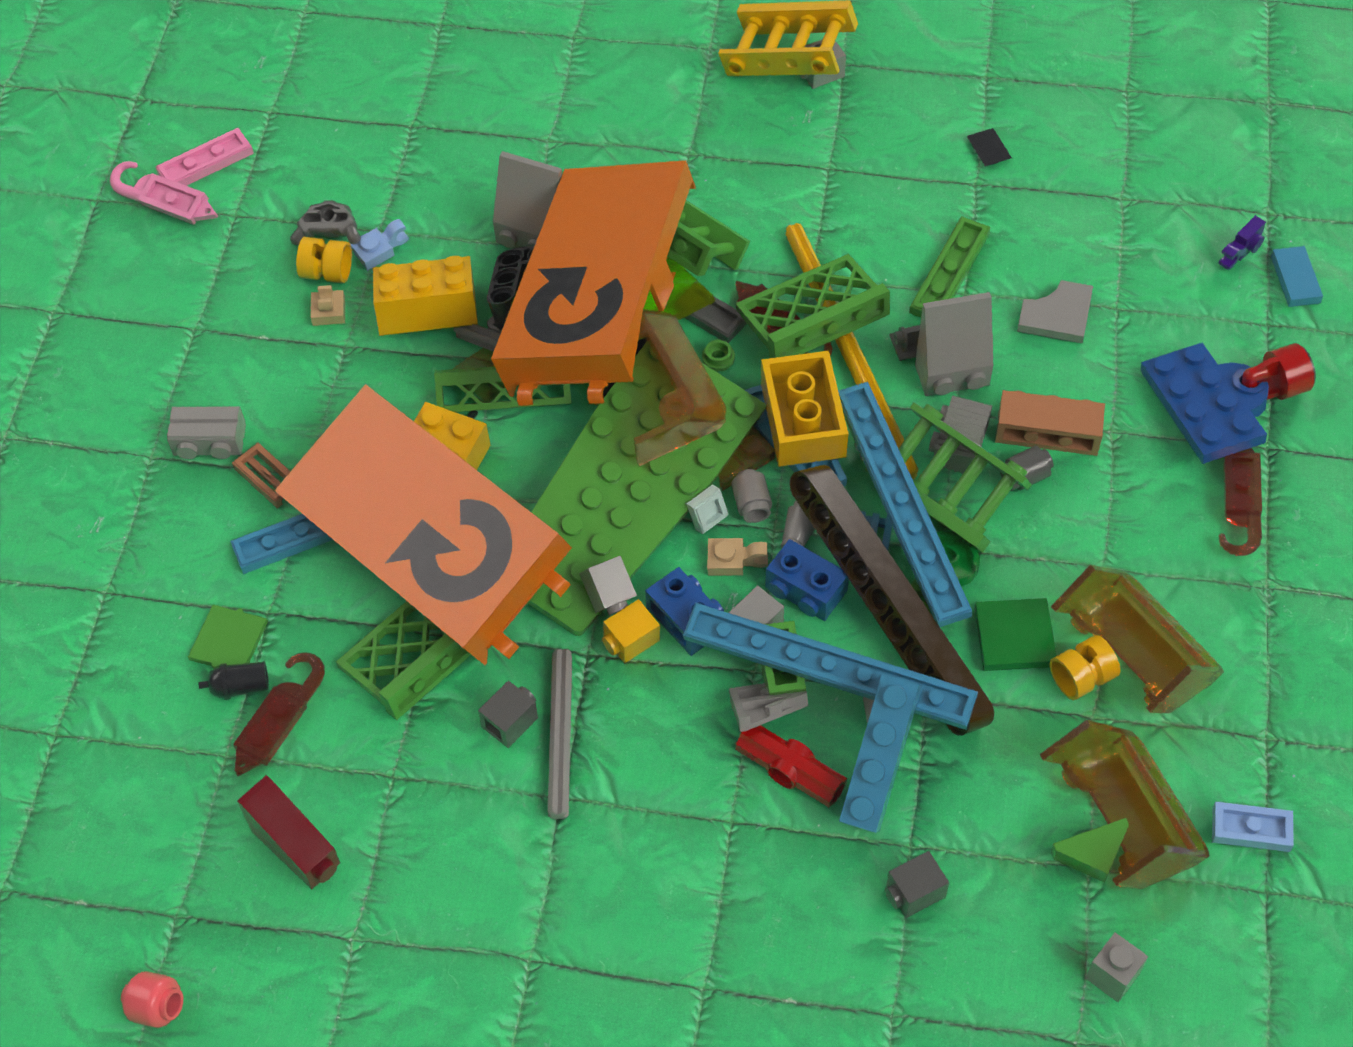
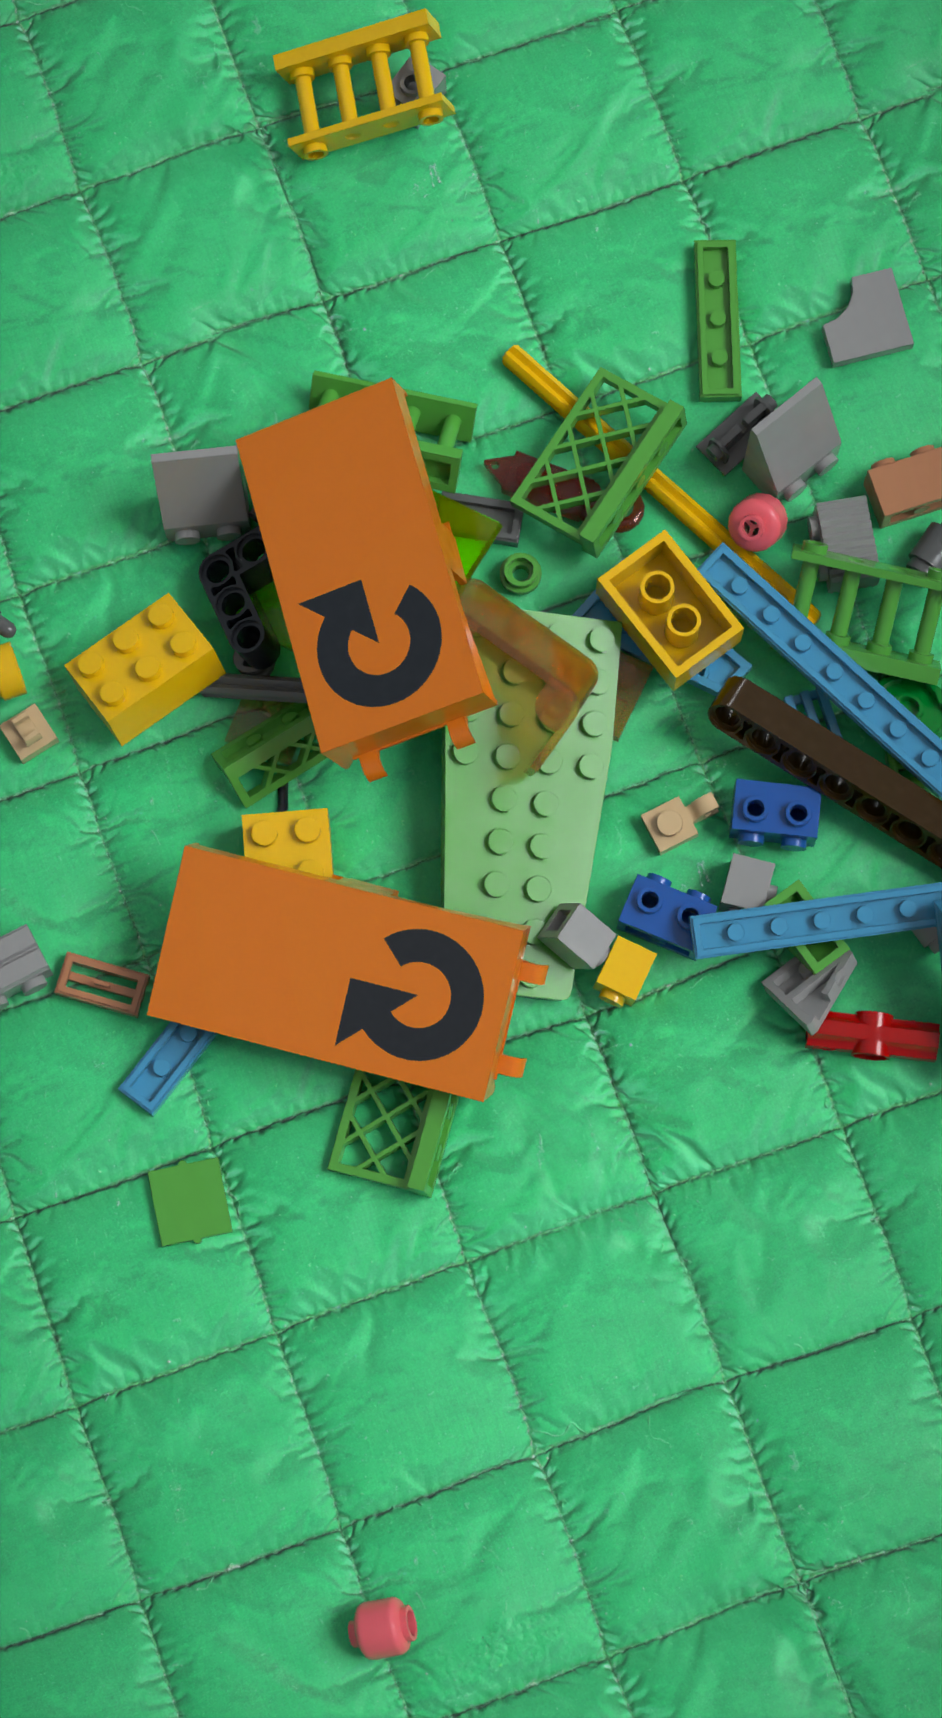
camera: 30 degrees left, 20 degrees up
(237, 679) = (237, 1246): black piece -> none
(276, 716) = (303, 1259): clear red plate -> none
(288, 833) = (415, 1389): dark red slope -> none
(378, 247) = (34, 620): light blue plate -> none
(508, 713) = (551, 1131): dark grey brick -> none
(560, 734) = (614, 1123): light grey axle -> none
(707, 509) = (622, 780): light aqua tile -> none
(752, 495) = (659, 738): light grey brick -> none
(797, 526) = (729, 756): light grey cone -> none
(903, 387) = (769, 518): none -> coral head
(989, 147) = (673, 119): black piece -> none

